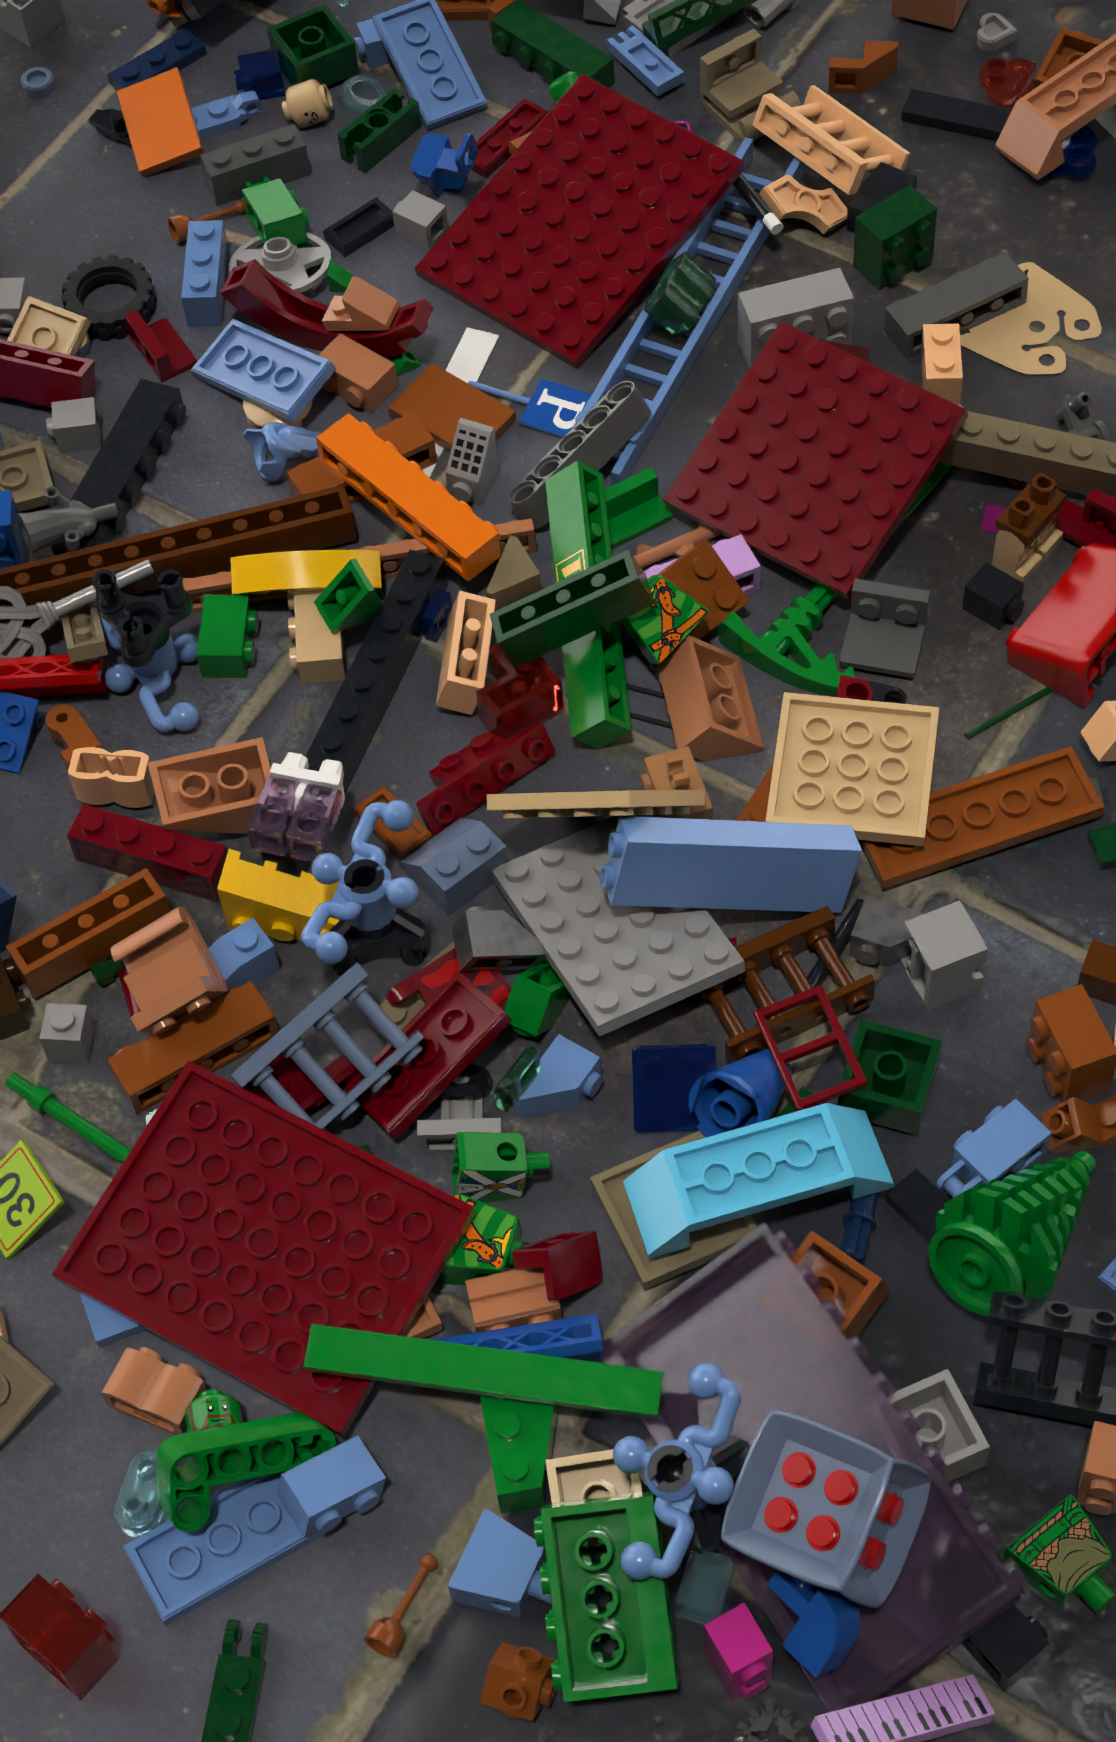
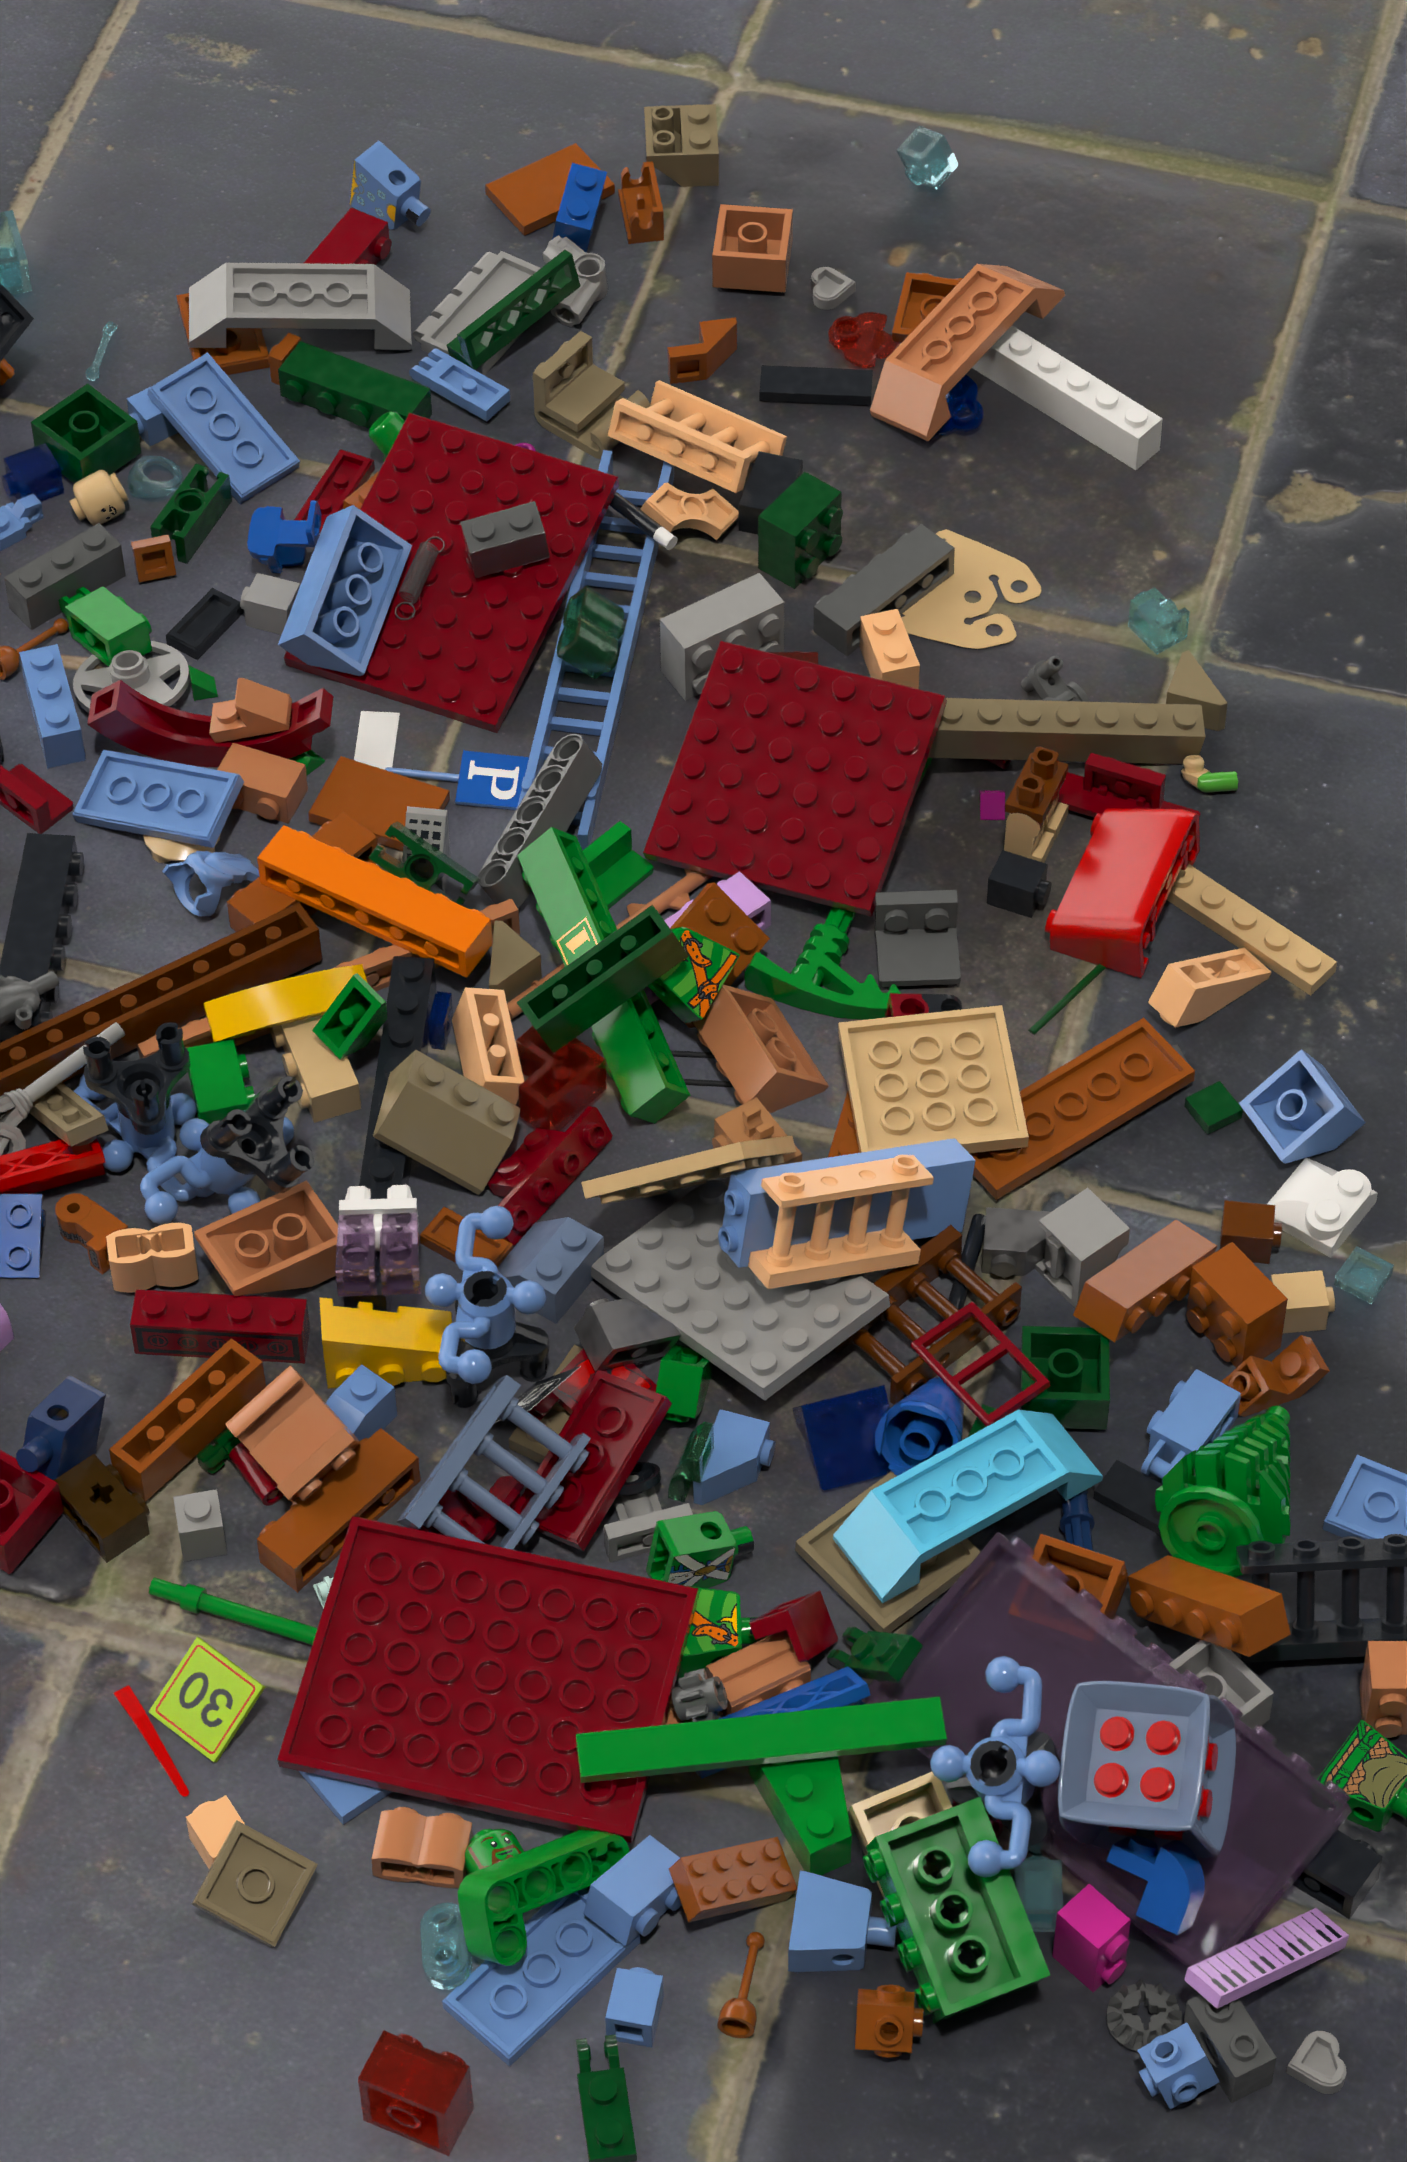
camera: 20 degrees left, 5 degrees down
(205, 699) = (234, 1153): none -> wheel
(292, 1600) = (635, 2006): none -> medium blue brick
(334, 162) = (153, 558): none -> dark orange plate
(396, 981) = (541, 1389): none -> black sticker
(402, 709) = (445, 1121): none -> dark tan slope
(420, 1499) = (733, 1879): none -> dark orange piece
(446, 1312) = (699, 1697): none -> dark grey gear
(476, 473) = (422, 849): none -> dark green piece
(477, 220) = (345, 593): none -> medium blue slope
(541, 219) = (423, 559): none -> dark grey piece
(623, 1311) = (876, 1654): none -> dark green hinge
(625, 197) = (505, 539): none -> dark grey brick
(713, 914) = (856, 1251): none -> light nougat fence
(951, 1343) = (1209, 1605): none -> dark orange brick
(988, 1001) = (1142, 1281): none -> brick

